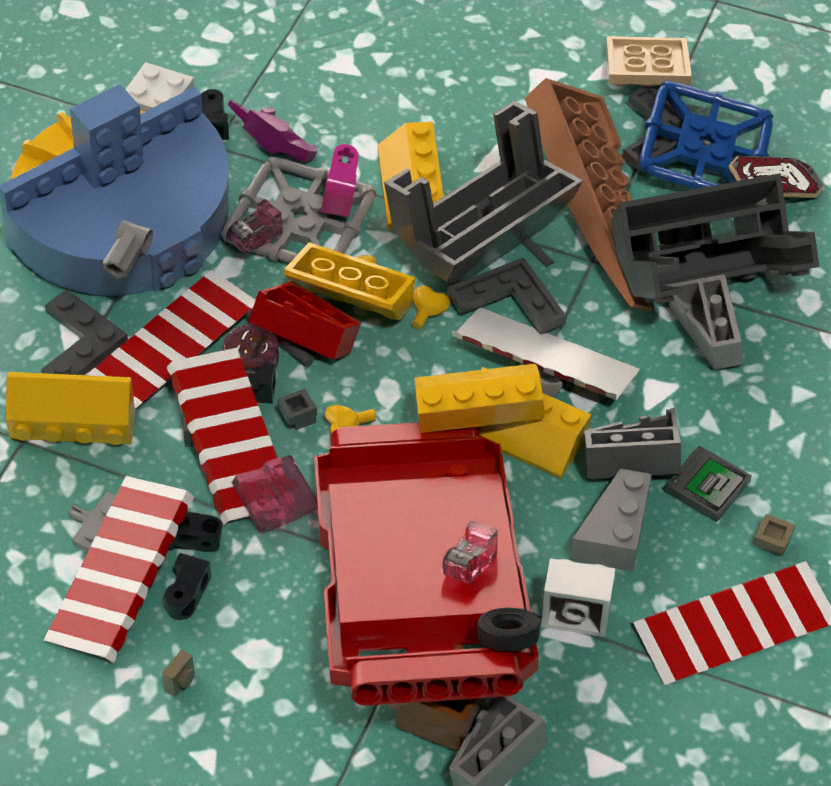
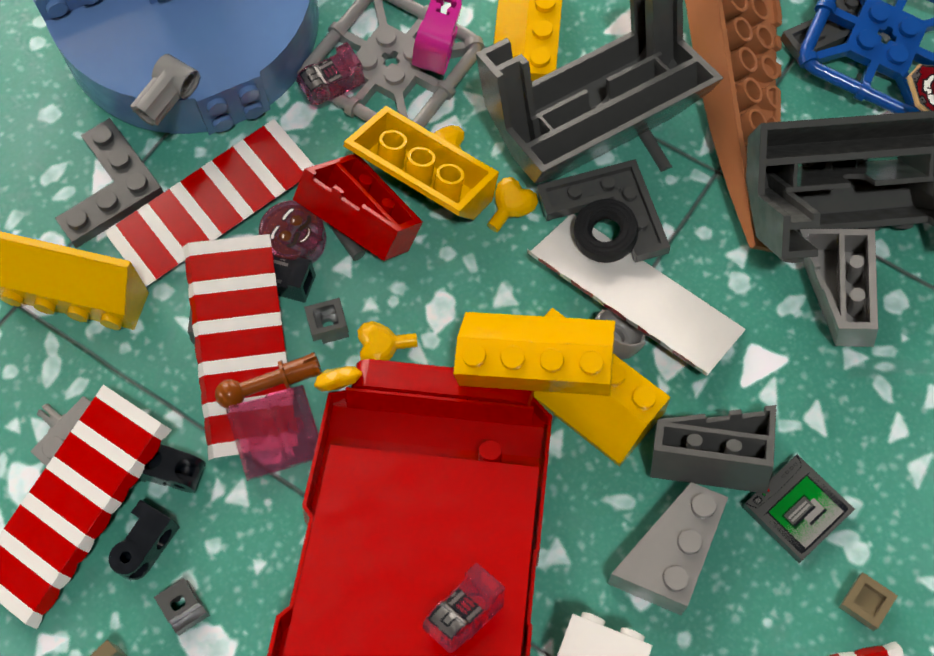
camera: 15 degrees right, 15 degrees up
(231, 634) = (188, 615): none -> dark grey piece
(277, 447) = (232, 392): none -> dark orange pin
(319, 443) = (337, 378): none -> yellow rock
(518, 324) = (602, 210): none -> black tyre

